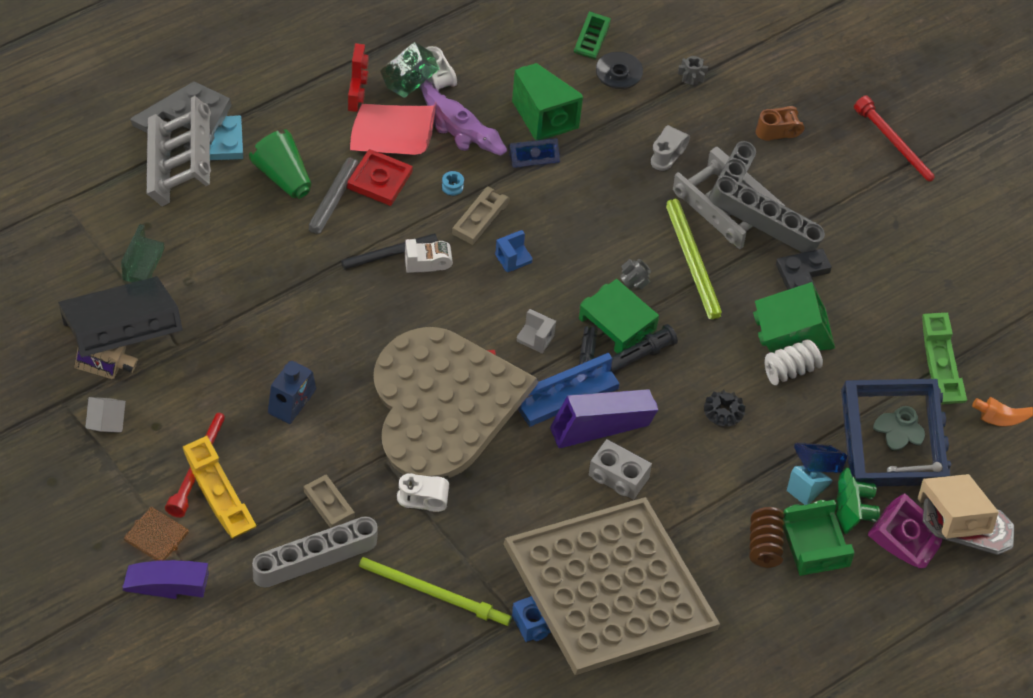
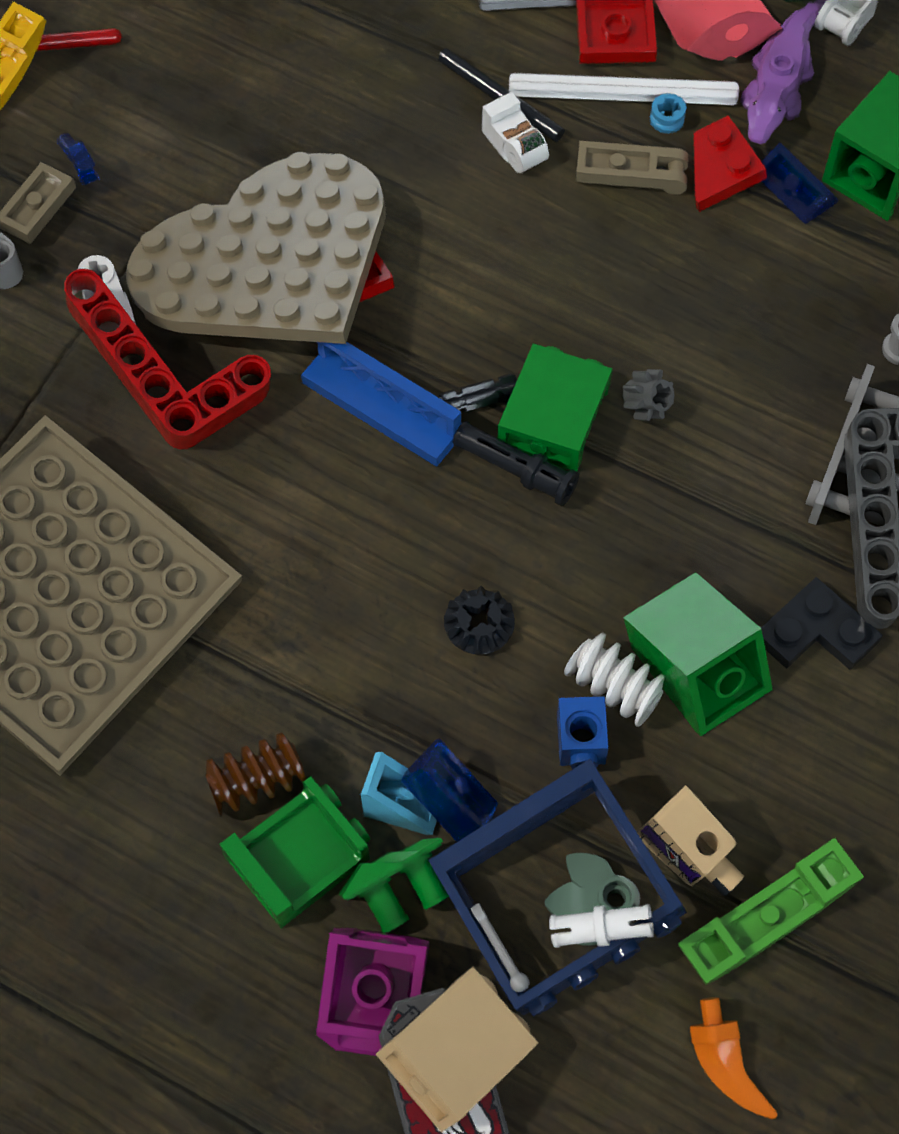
camera: 70 degrees right, 10 degrees up
(296, 386) = (186, 80): dark blue torso -> none
(319, 464) = (79, 157): none -> clear blue bar
(422, 195) = (622, 88): none -> white axle
(494, 487) = (154, 372): none -> red beam
(502, 175) = (723, 163): none -> red wing
(512, 252) = (591, 230): blue panel -> none
(537, 331) = (464, 321): light grey panel -> none
(602, 415) = (356, 458): dark purple slope -> none
(623, 465) = (280, 521): light grey brick -> none
(693, 259) = (737, 464): lime axle -> none
(806, 387) = (585, 714): none -> blue brick
(895, 365) = (681, 829): none -> tan torso
(932, 415) = (601, 926): none -> white pin

